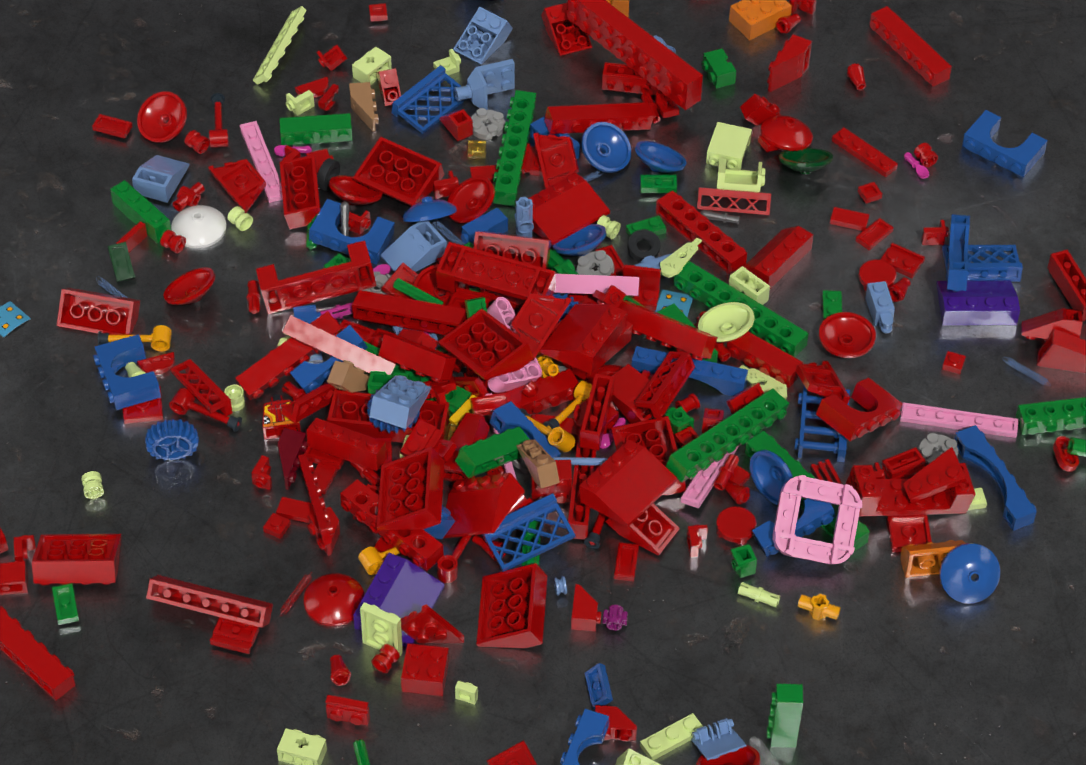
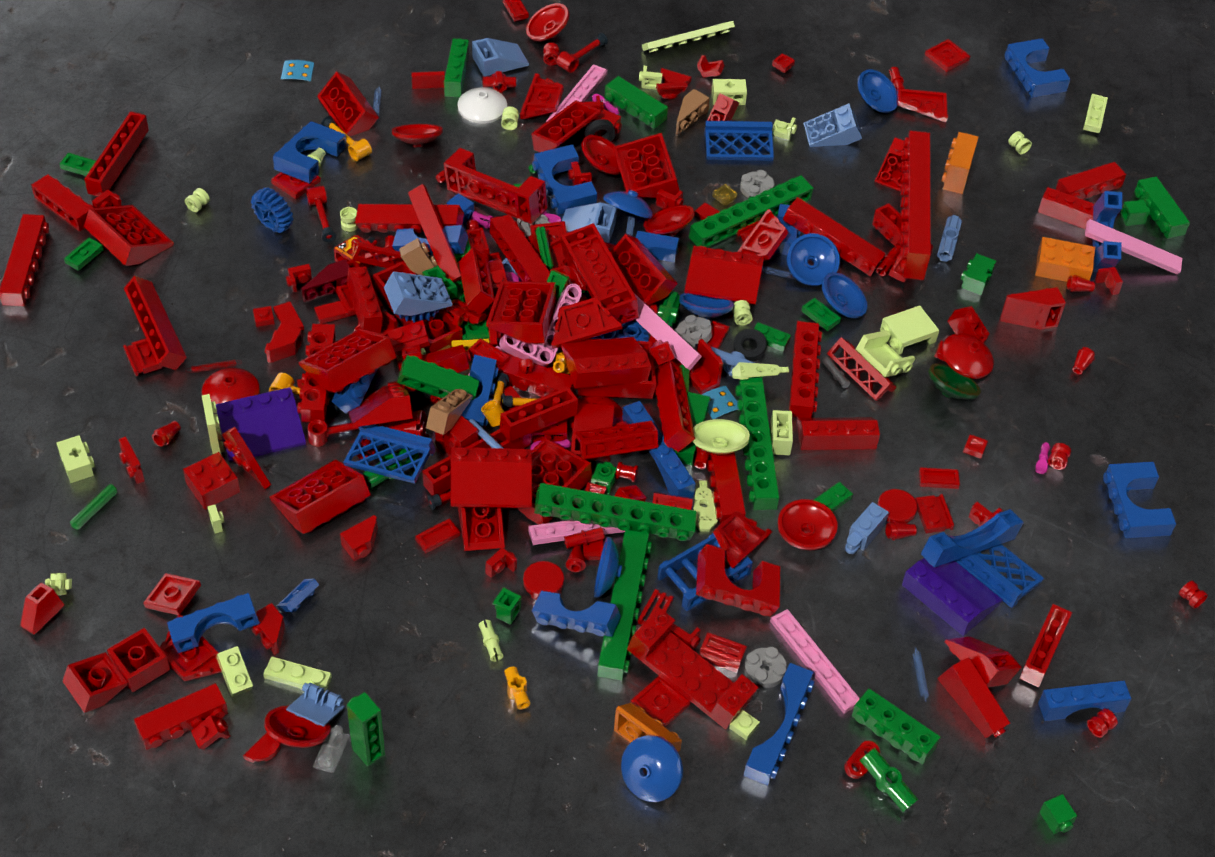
camera: 45 degrees right, 0 degrees up
(121, 262) = (401, 87): dark green tile -> none
(158, 364) = (339, 164): red tile -> none
(174, 242) = (450, 100): red wheel -> none
(202, 383) = (339, 195): red fence -> none
(317, 503) = (293, 315): red plate -> none
(344, 209) = (568, 166): flat silver piece -> none
(385, 659) = (200, 451): red wheel -> none
(458, 124) = (732, 169): red slope -> none
(487, 80) = (788, 154): medium blue plate -> none
(524, 217) = (679, 257): medium blue piece -> none
(560, 585) = (370, 508): medium blue bush -> none
(615, 617) = (372, 561): magenta gear -> none
(845, 526) = (603, 646): bright pink plate -> none
(849, 219) = (934, 452): red tile -> none
(864, 152) = (1014, 417): red plate -> none
(910, 46) = (1158, 373): red brick -> none
(935, 477) = (718, 675): red wing -> none
(953, 362) = (870, 617): red plate -> none

